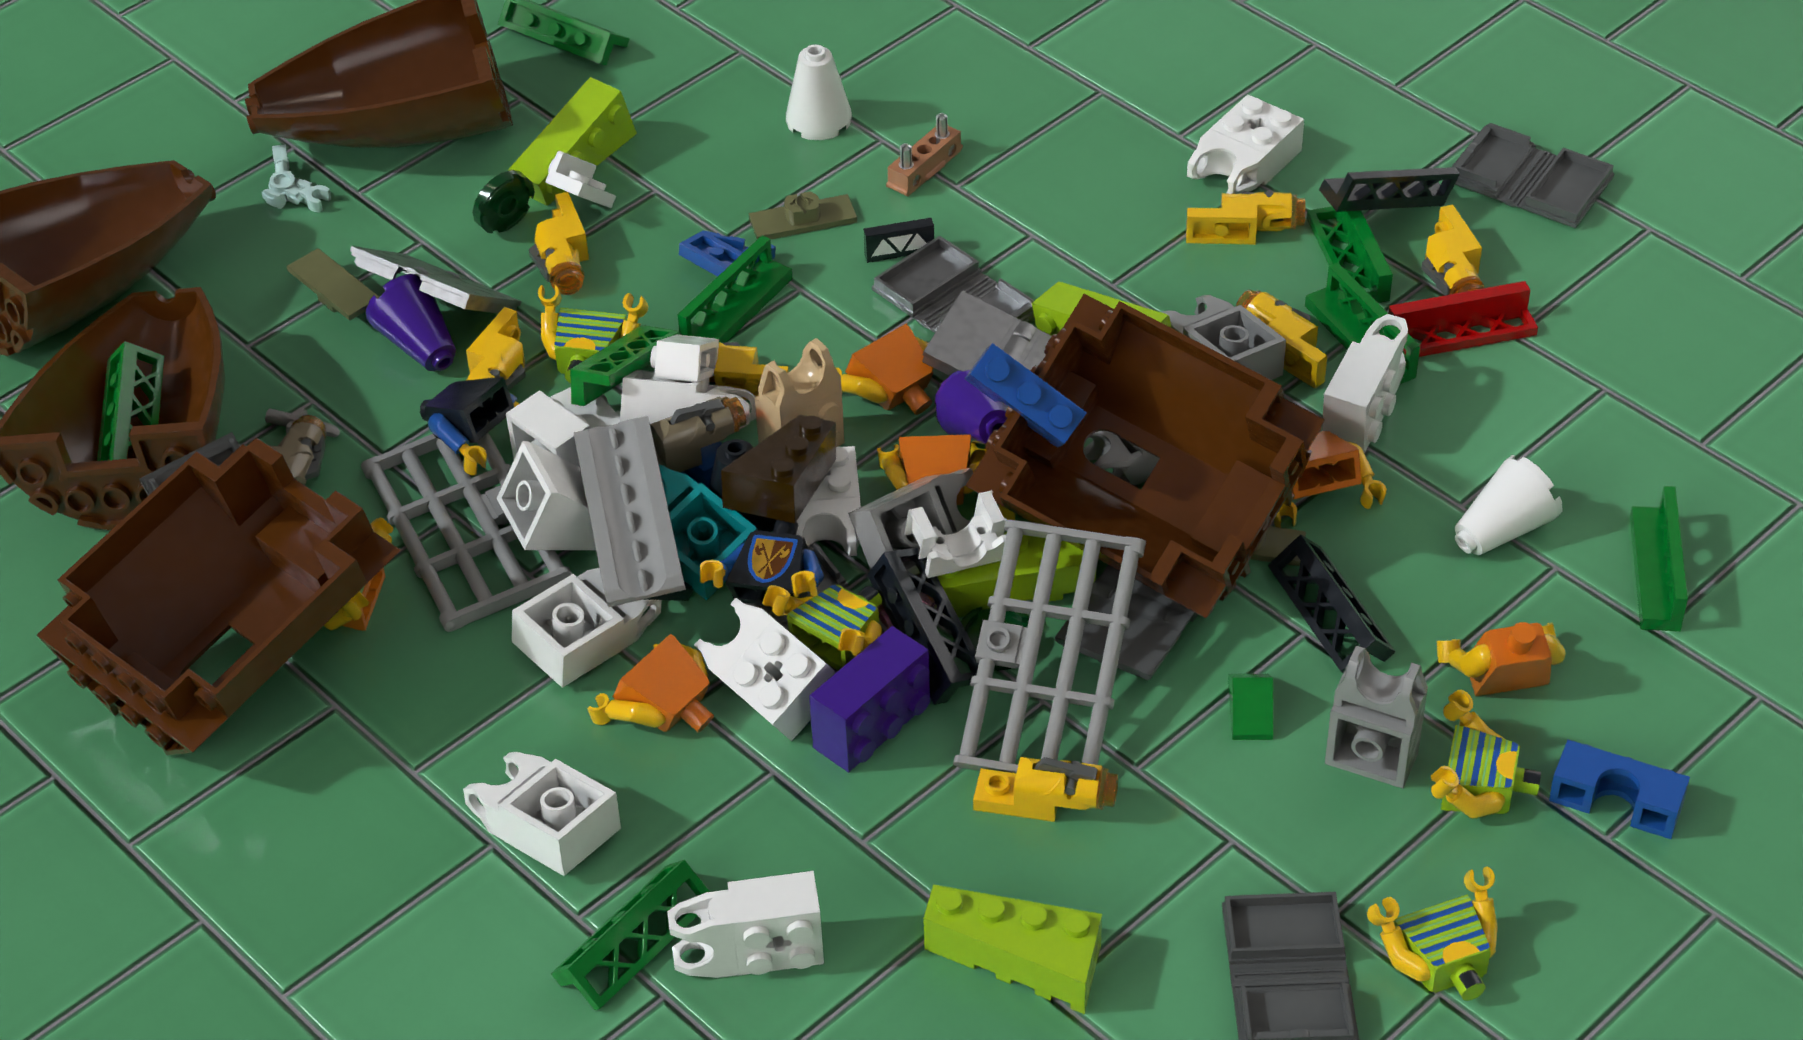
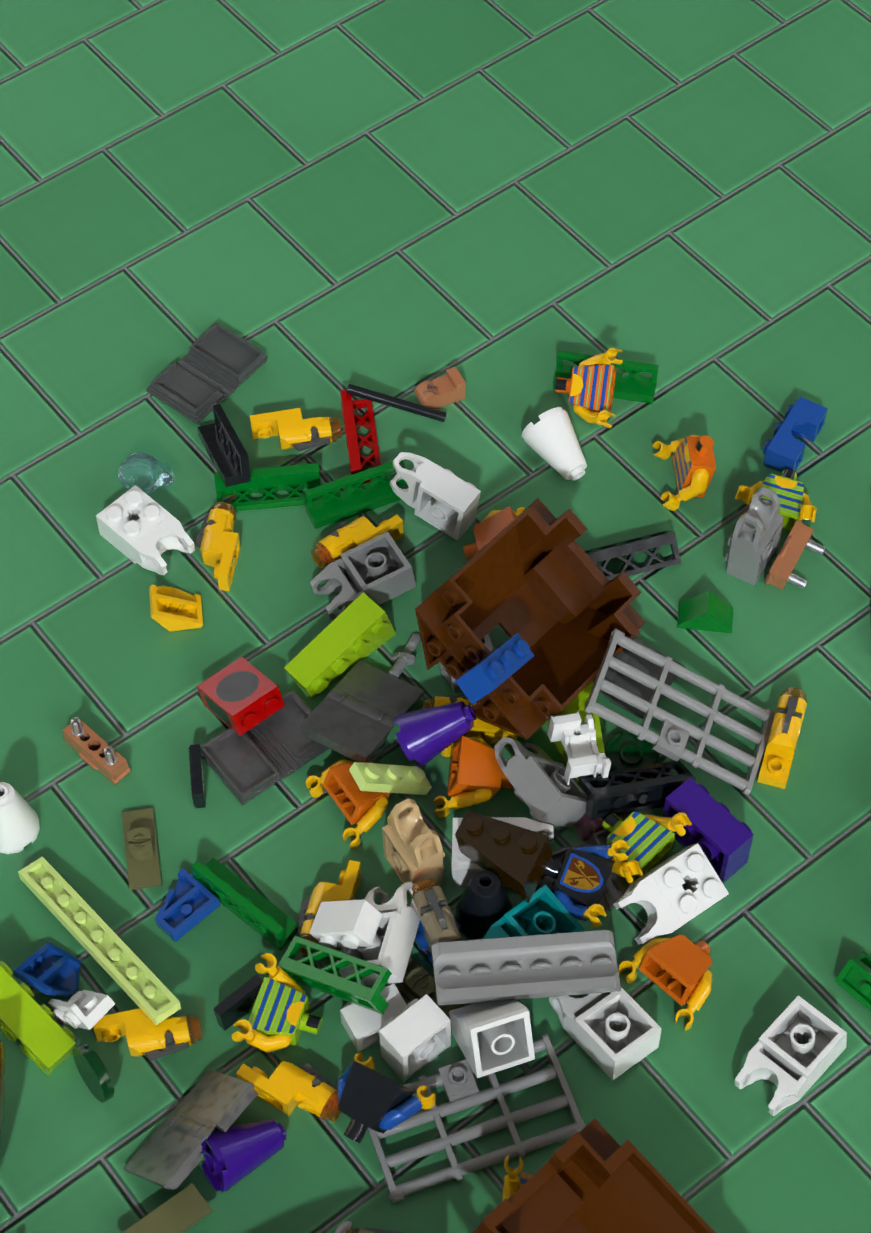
camera: 85 degrees left, 10 degrees up
(592, 299) = (237, 1003): none -> black tile
(631, 164) = (51, 971): none -> blue slope
(664, 184) = (100, 941): none -> yellowish green plate
(905, 385) = (390, 778): none -> yellowish green plate
(1011, 252) = (240, 696): none -> red brick
(1141, 189) = (175, 608): none -> yellow slope
(1337, 136) = (145, 472): none -> clear light blue hair
(1380, 791) = (789, 555): none -> nougat piece
(1528, 343) = (396, 402): none -> black bar
(1573, 391) = (442, 390): none -> nougat leg
(1617, 537) = (592, 387): none -> torso

